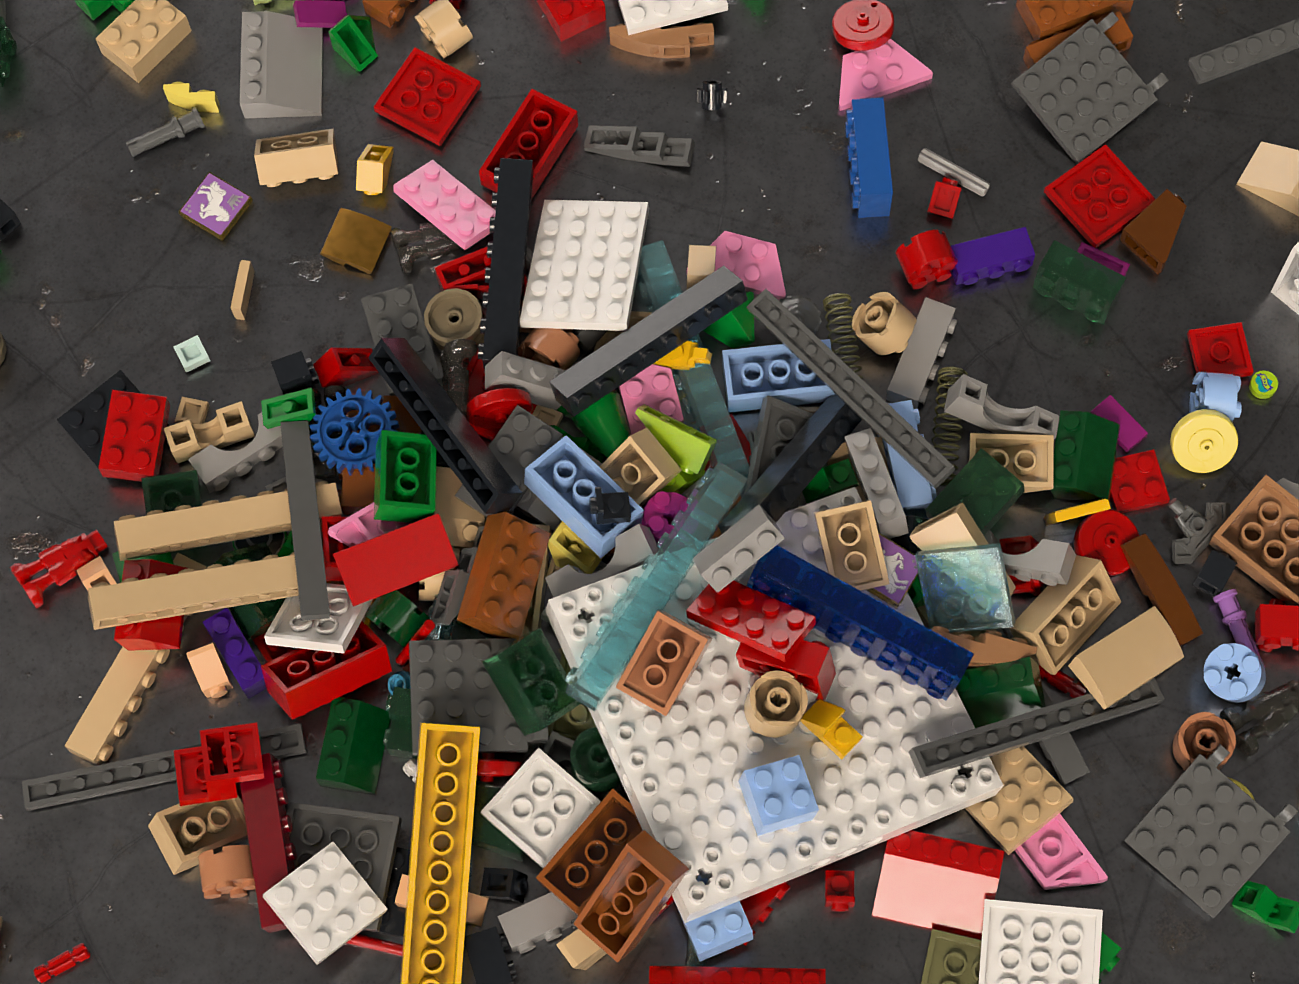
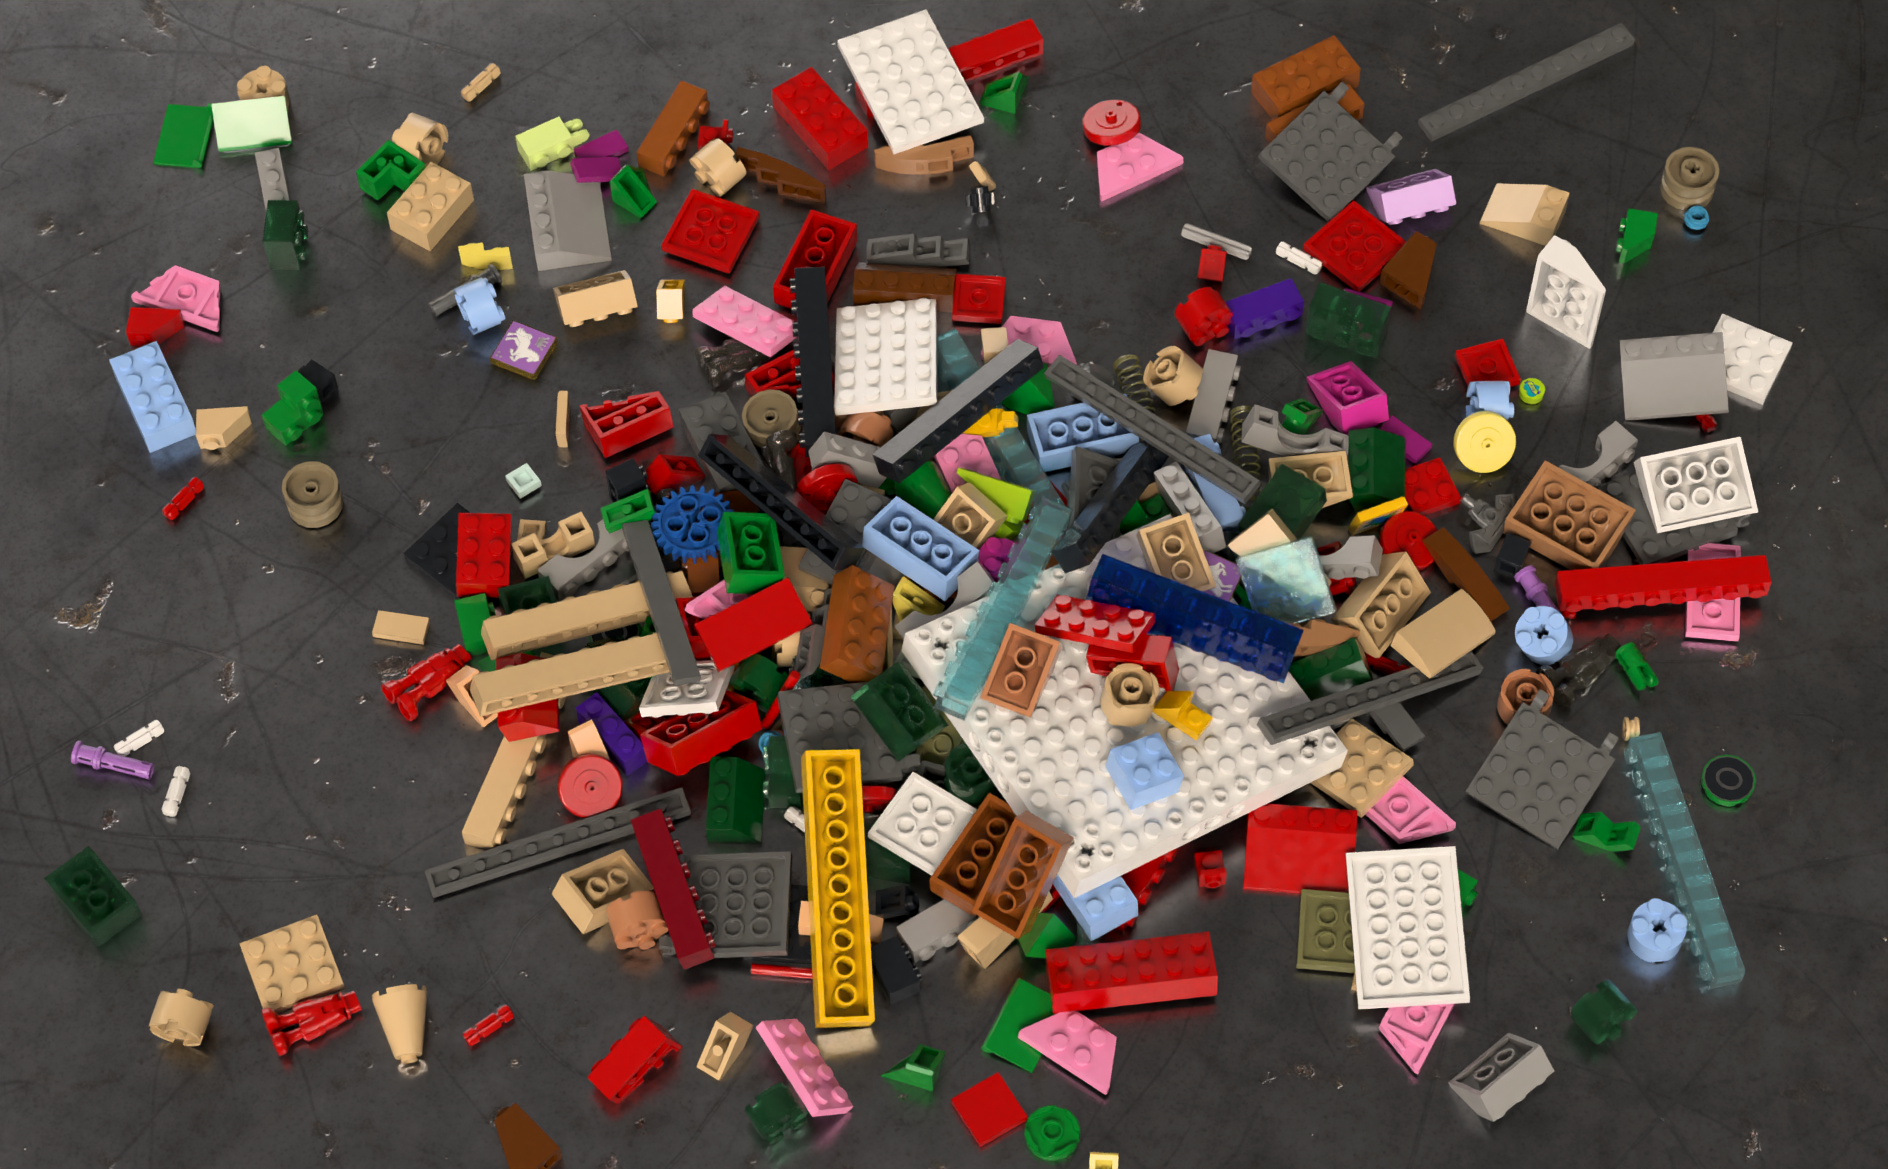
camera: 10 degrees left, 10 degrees down
(42, 501) = (401, 627): none -> tan tile
(116, 500) = (471, 614): none -> green brick
(174, 153) = (478, 306): none -> light blue brick
(202, 706) = (589, 785): none -> wheel
(220, 762) = (615, 821): red bracket -> none
(306, 303) = (626, 422): none -> red wedge
(324, 903) = (734, 929): white plate -> none
(355, 240) = (663, 364): pearl gold slope -> none
(515, 47) = (788, 178): none -> reddish brown slope
(610, 507) = (948, 549): black bracket -> none
(617, 179) = (891, 282): none -> reddish brown slope
(655, 948) = (1046, 934): none -> green slope
(694, 207) = (978, 298): none -> red plate
(718, 69) = (982, 175): none -> tan tile
(738, 548) = (1074, 563): light grey brick -> none
(869, 157) = (1137, 235): blue brick -> none
(1013, 383) = (1300, 416): none -> green slope
(1038, 201) = (1299, 257): none -> white axle
(1067, 369) = (1349, 397): none -> dark pink slope
(1169, 145) = (1412, 196): none -> lavender slope

